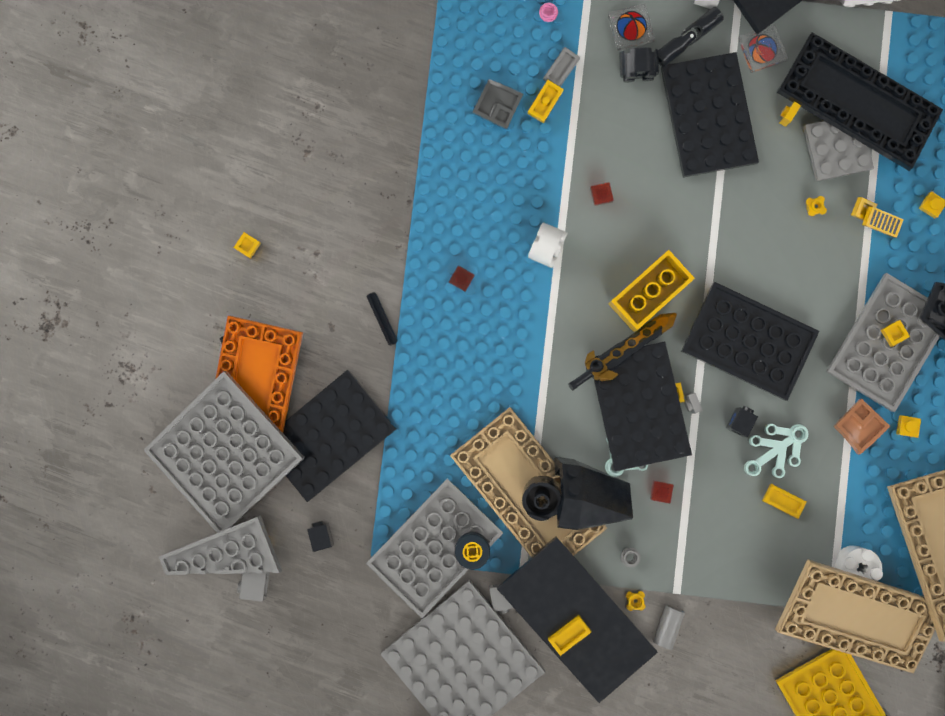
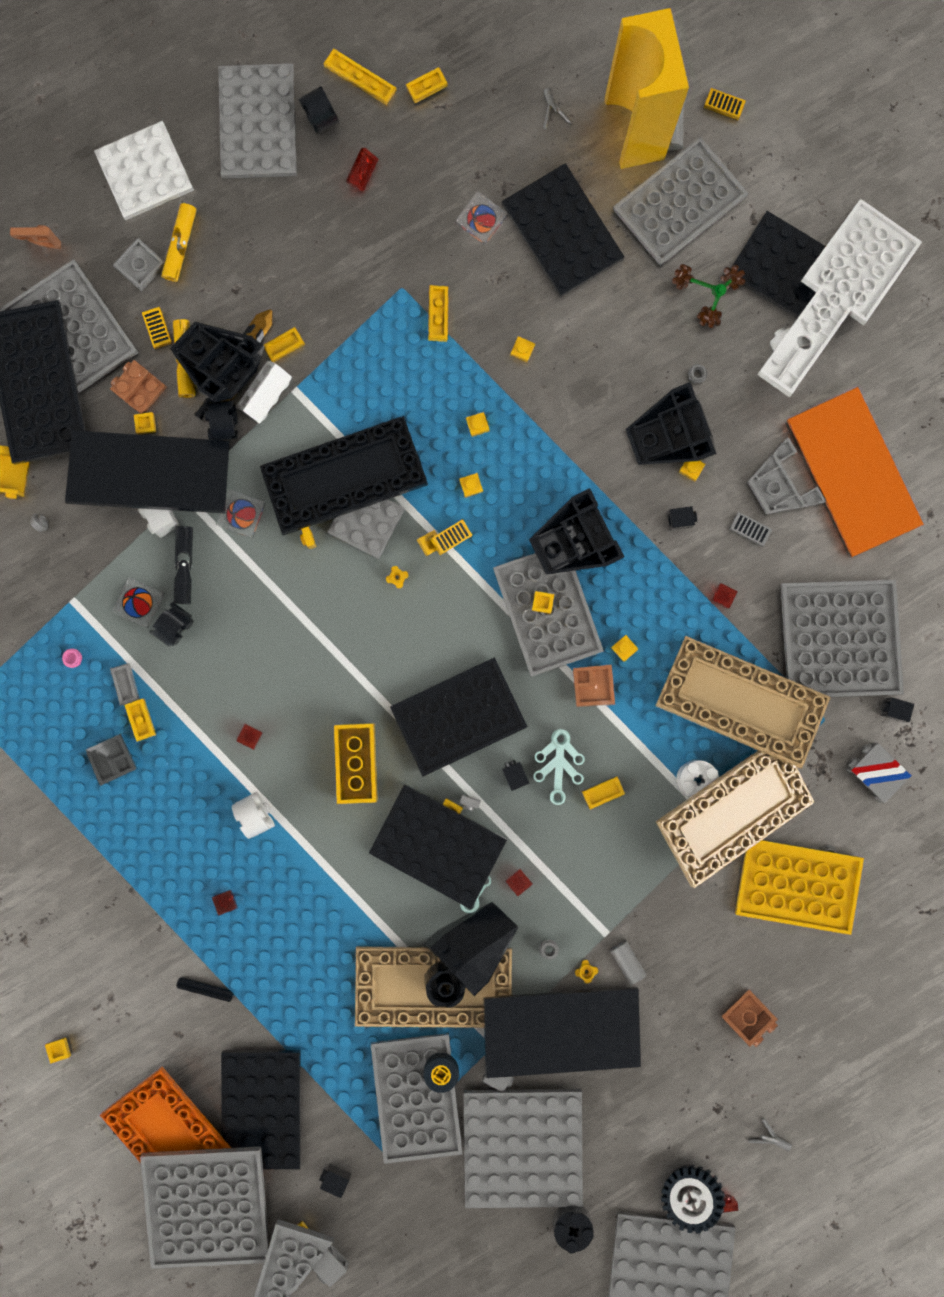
camera: 50 degrees left, 0 degrees up
(569, 635) = (568, 1049): yellow tile -> none
(601, 366) = (381, 855): sword -> none
(709, 114) = (257, 599): black plate -> none

